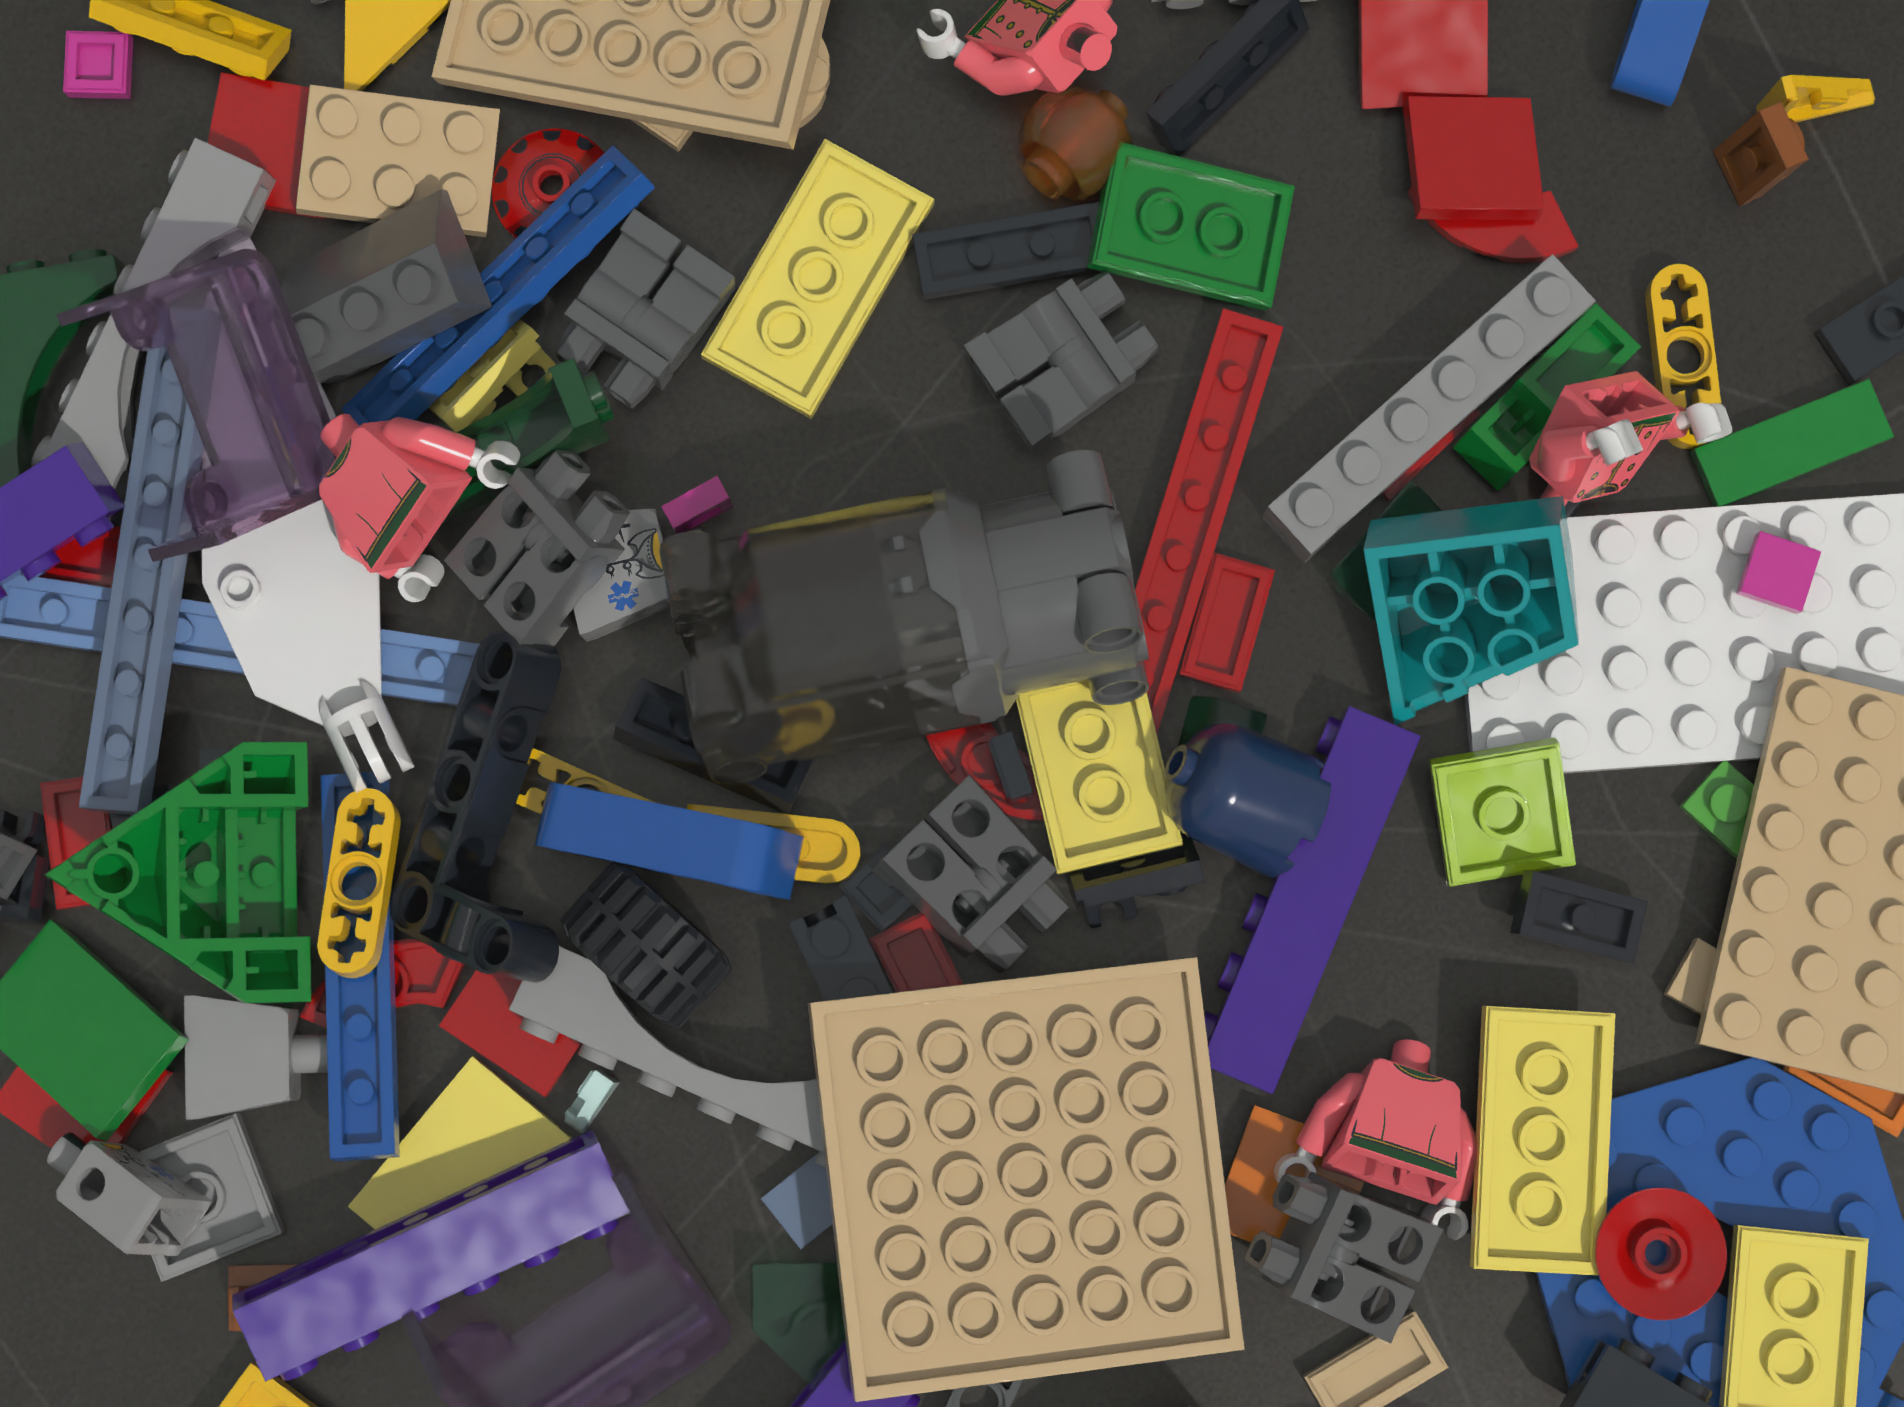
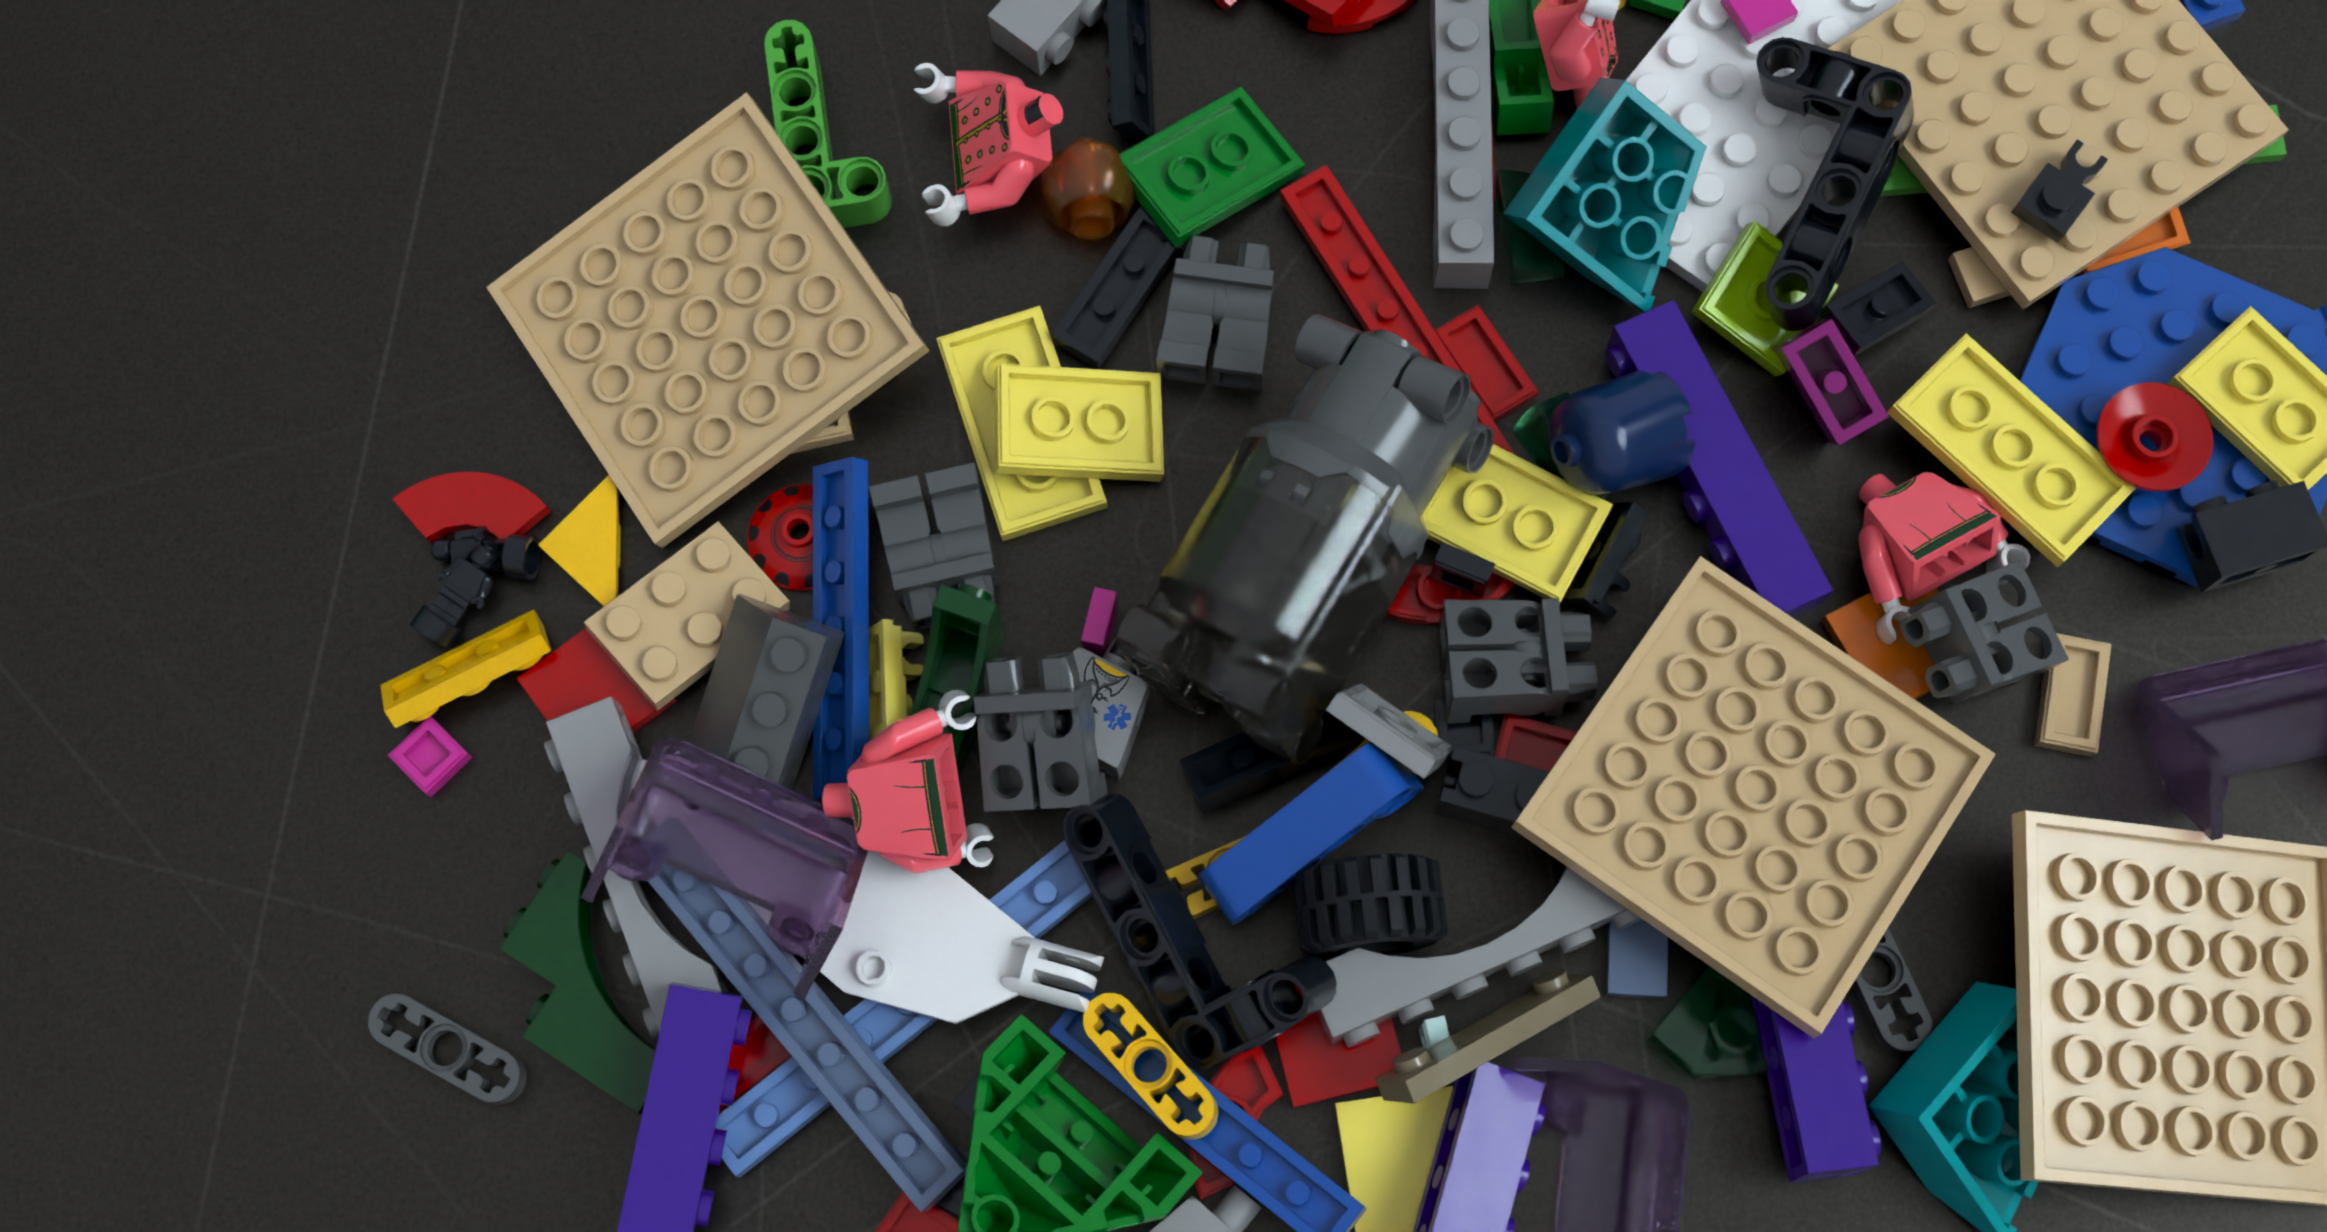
camera: 45 degrees left, 10 degrees down
(546, 1110) = (1425, 1071): none -> dark tan plate
(804, 831) = (1390, 729): none -> light grey tile
(855, 329) = (1078, 423): none -> light yellow tile
(1465, 933) = (1831, 381): none -> magenta brick
(1686, 785) = (1855, 164): none -> black beam
(1815, 987) = (2058, 195): none -> black plate

